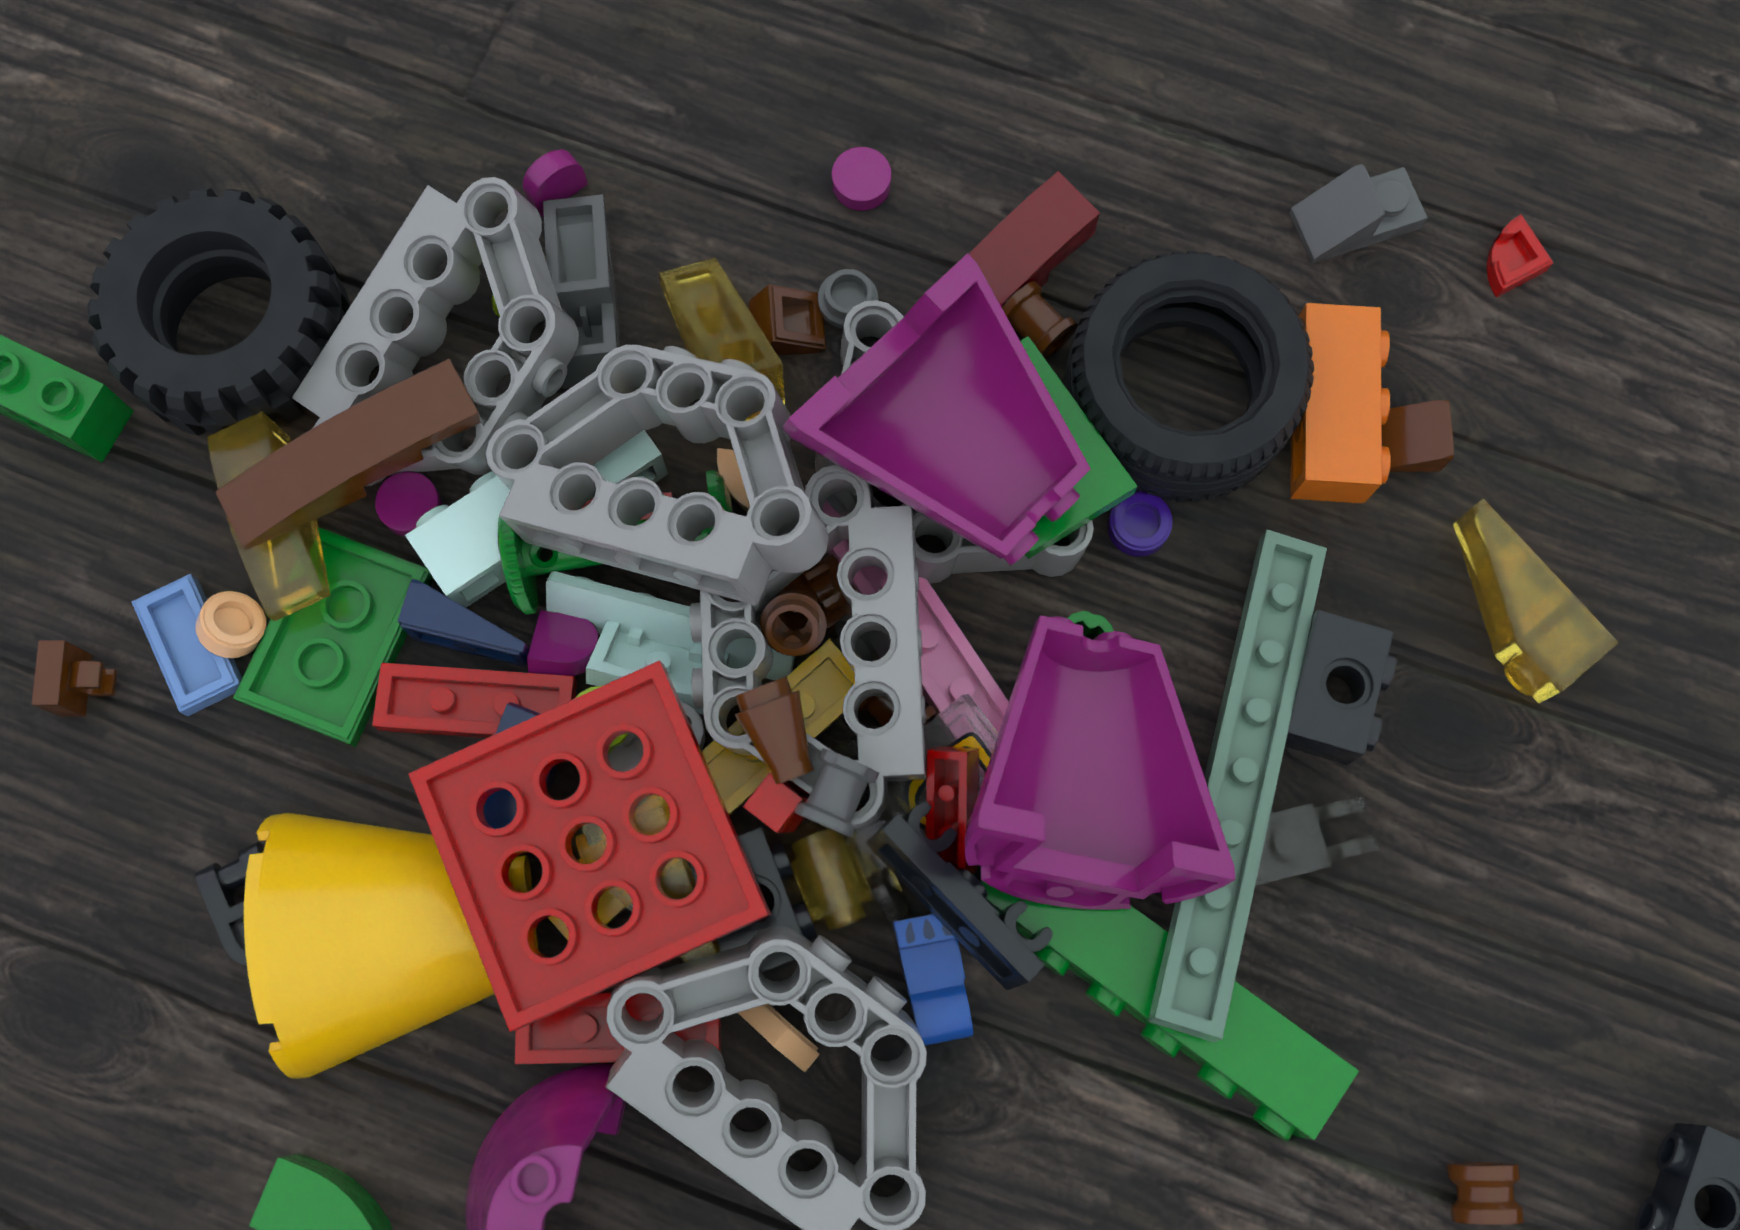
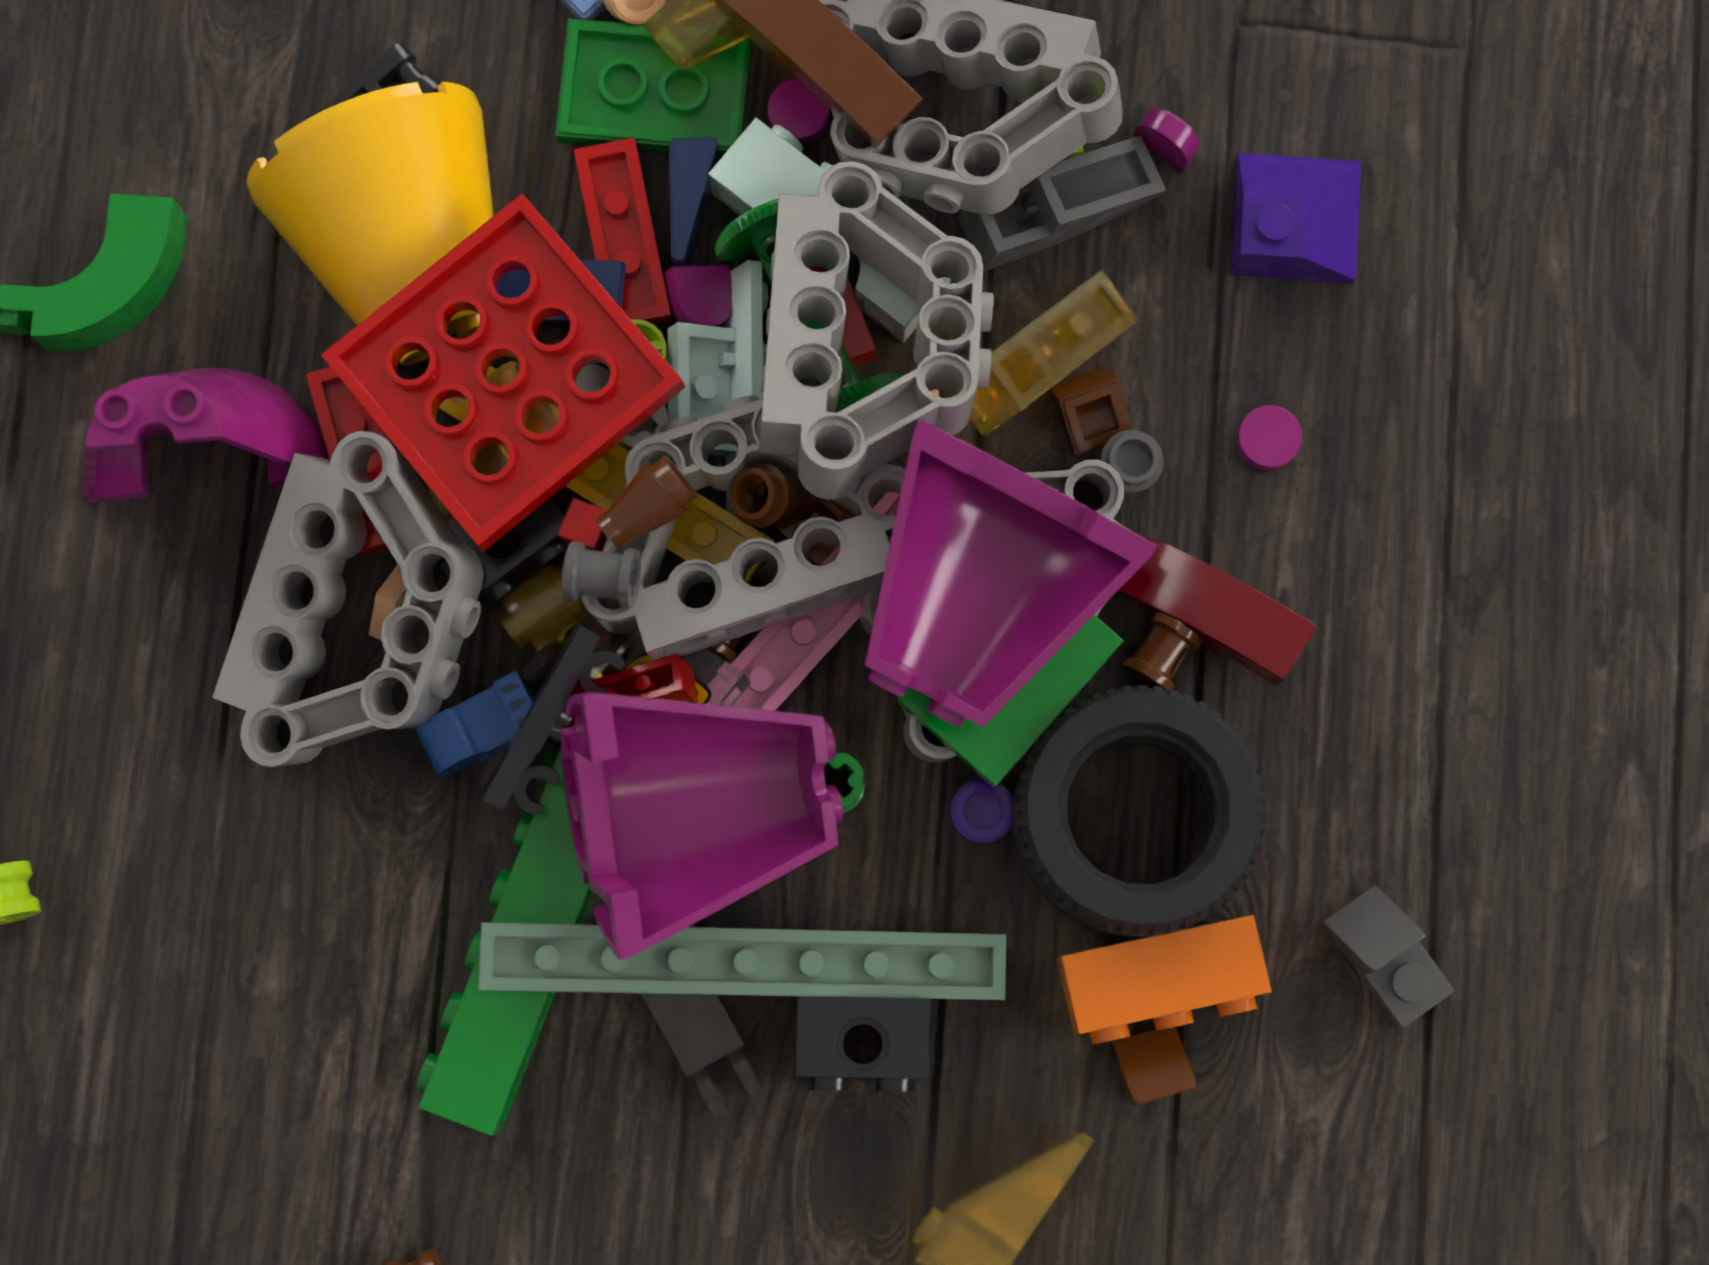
camera: 75 degrees right, 5 degrees up
(663, 101) = (1295, 218): none -> dark purple slope
(1515, 257) = (1392, 1134): red tile -> none

